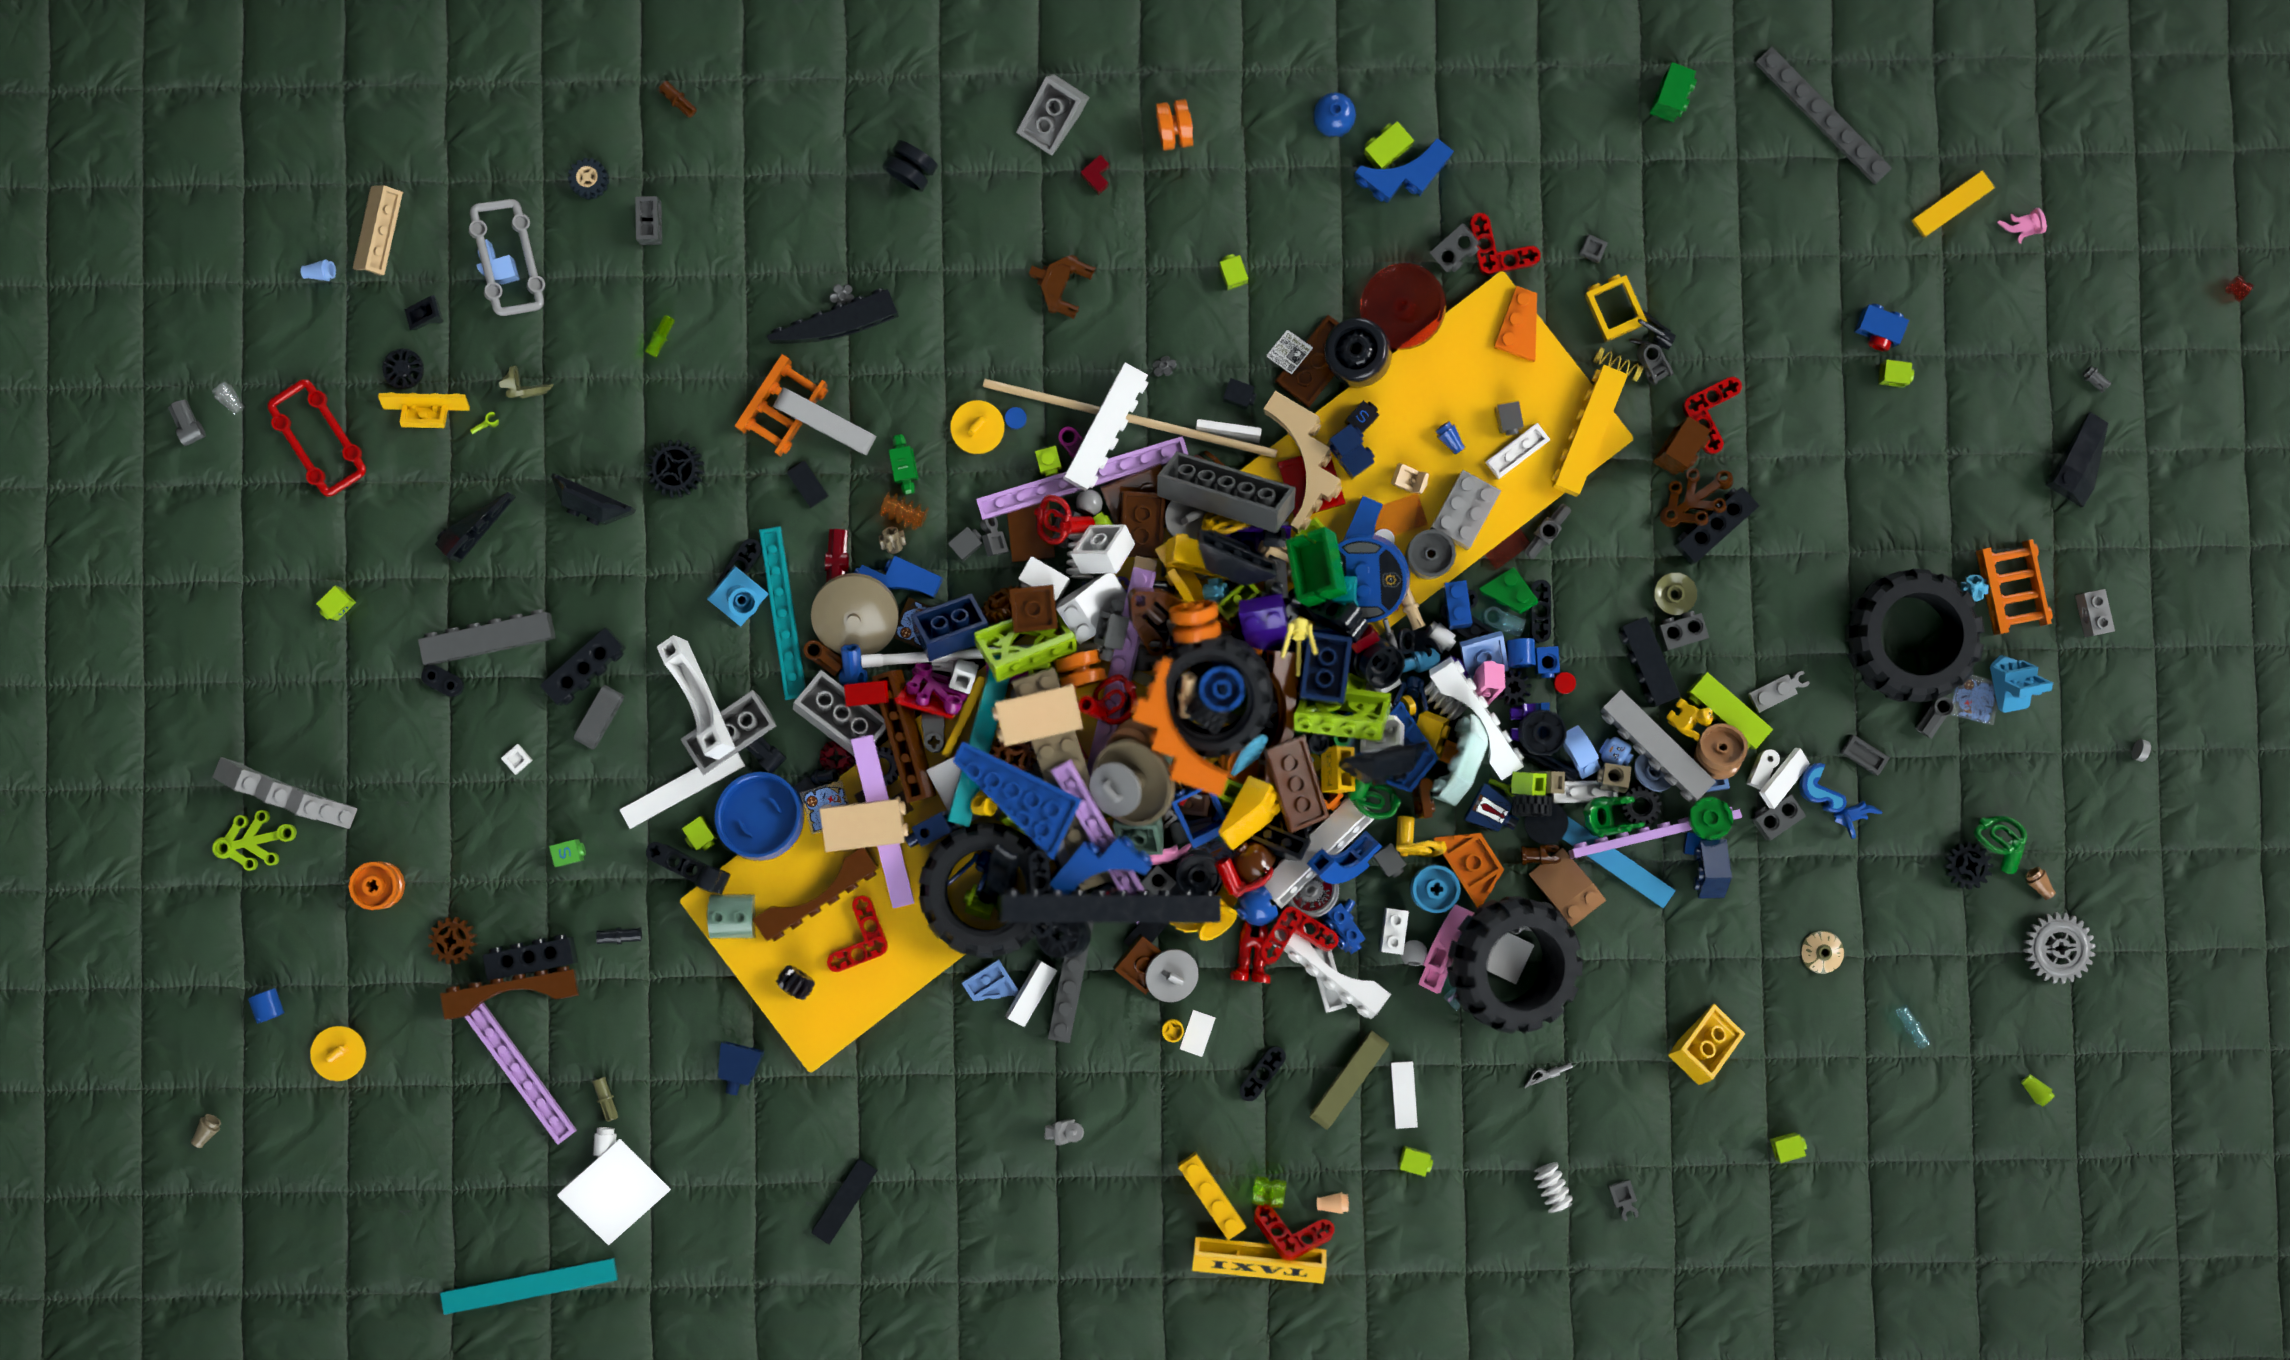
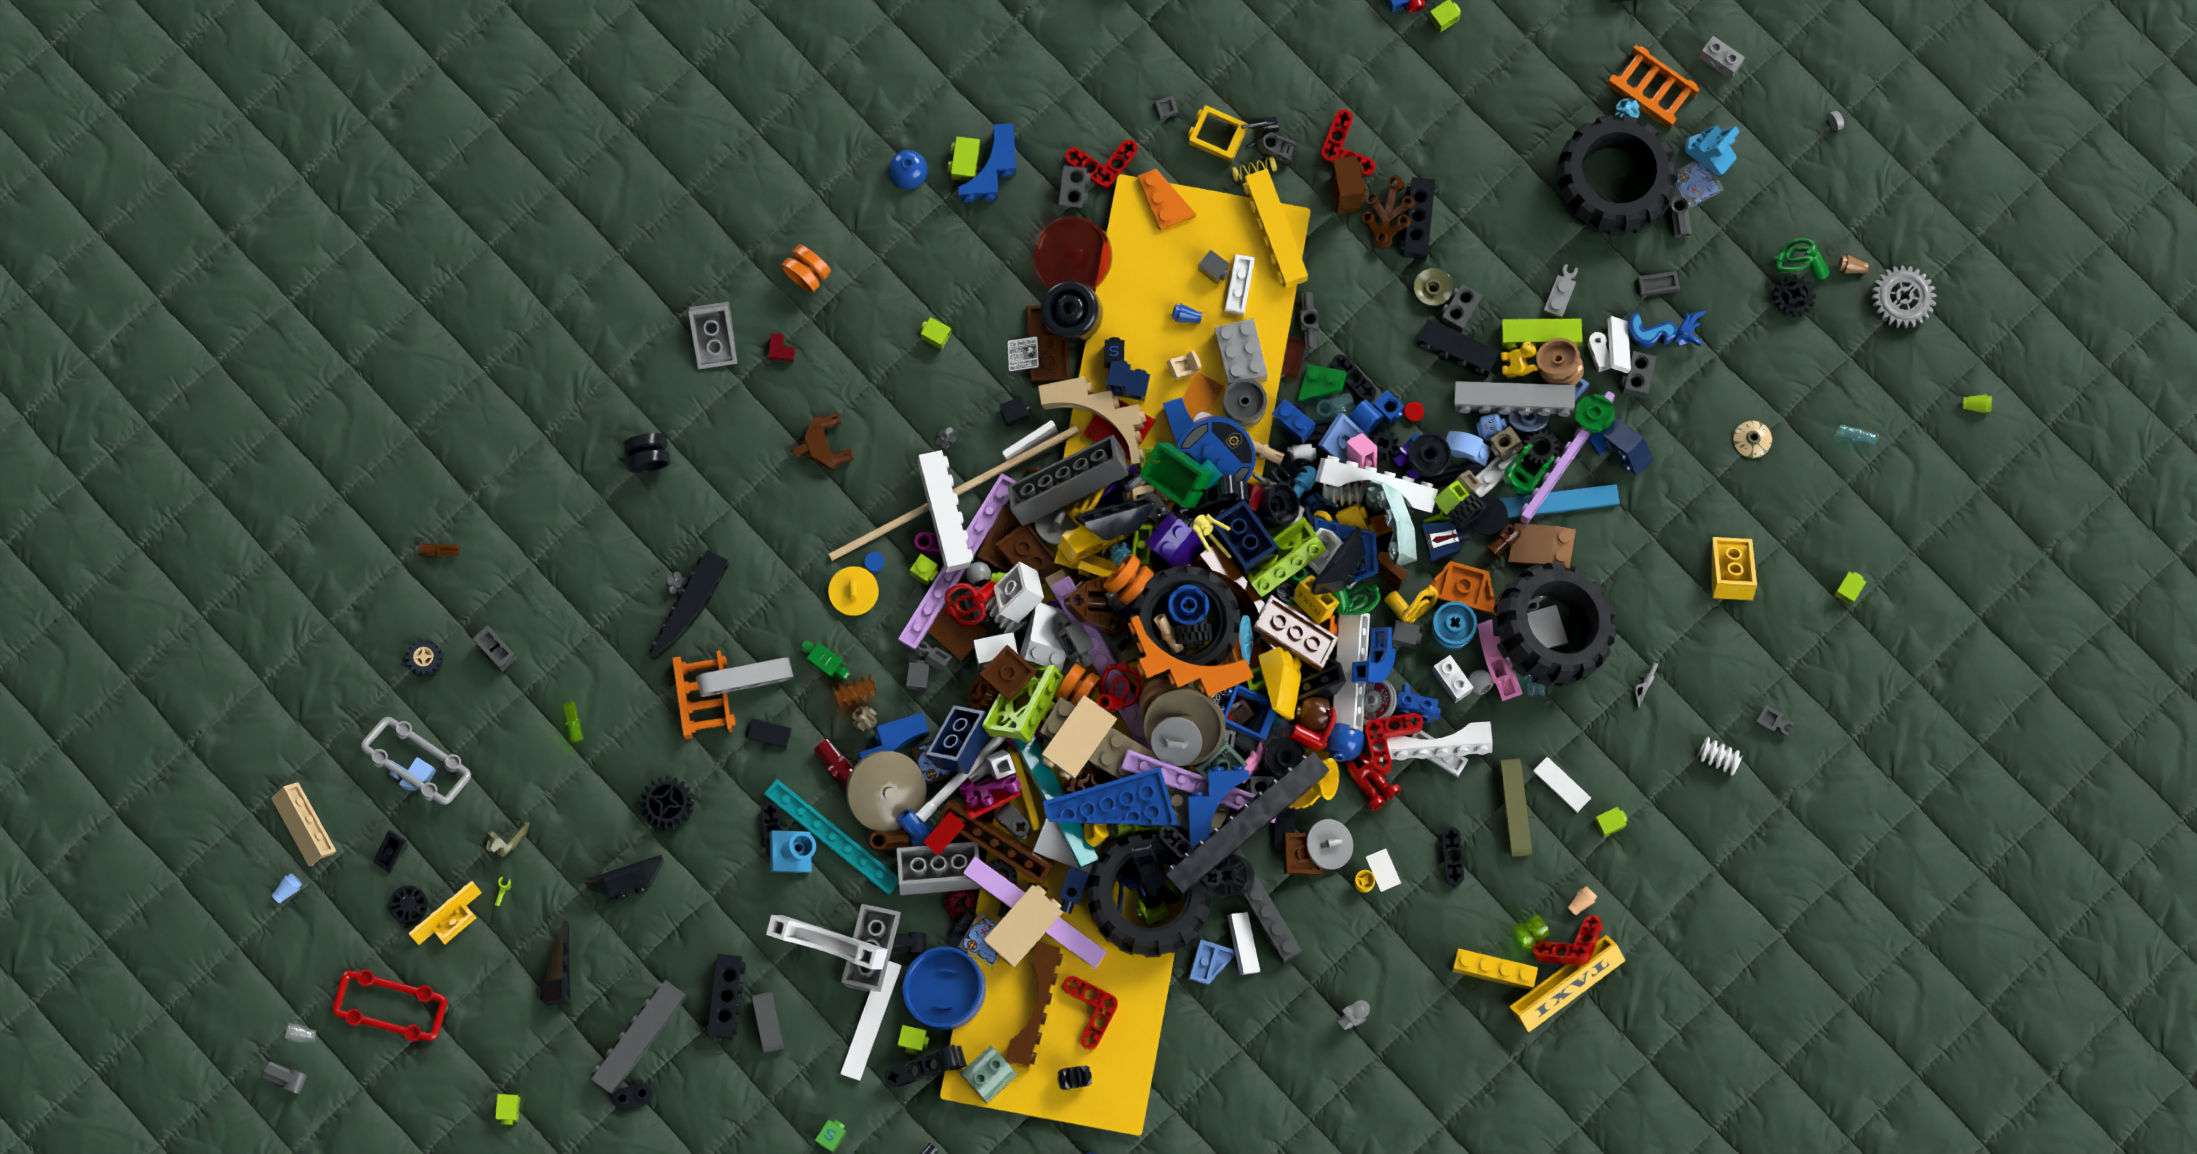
camera: 40 degrees left, 10 degrees down
(516, 759) = (735, 1104): white tile -> none

